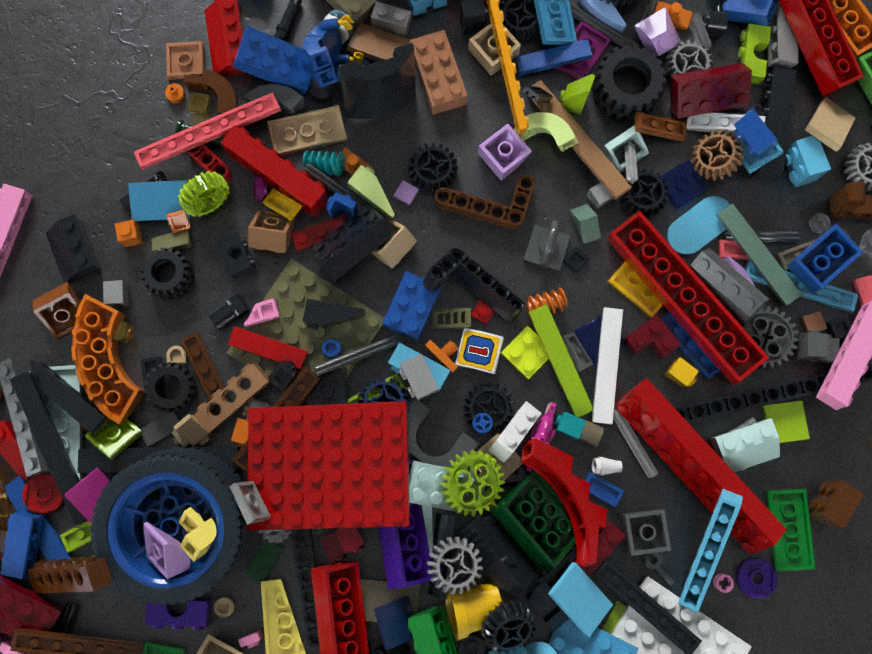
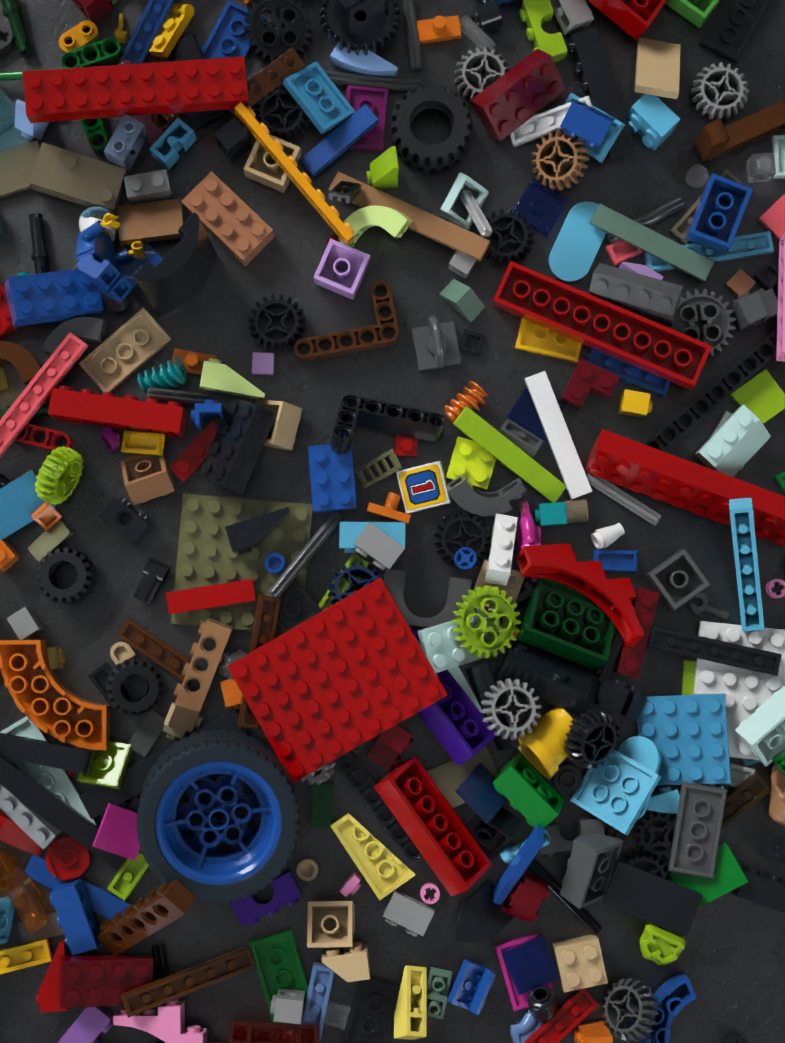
camera: 30 degrees left, 5 degrees up
(165, 552) = (228, 844): lavender slope -> none
(199, 534) = (254, 809): light yellow brick -> none
(250, 502) = (282, 754): light grey tile -> none
(263, 312) = (186, 563): bright pink tile -> none
(284, 373) = (242, 613): black bracket -> none
(519, 387) = (482, 502): none -> dark grey arch
(580, 599) = (647, 677): medium azure tile -> none
(658, 32) = (434, 58): lavender slope -> none
(660, 126) = (486, 159): dark orange tile -> none

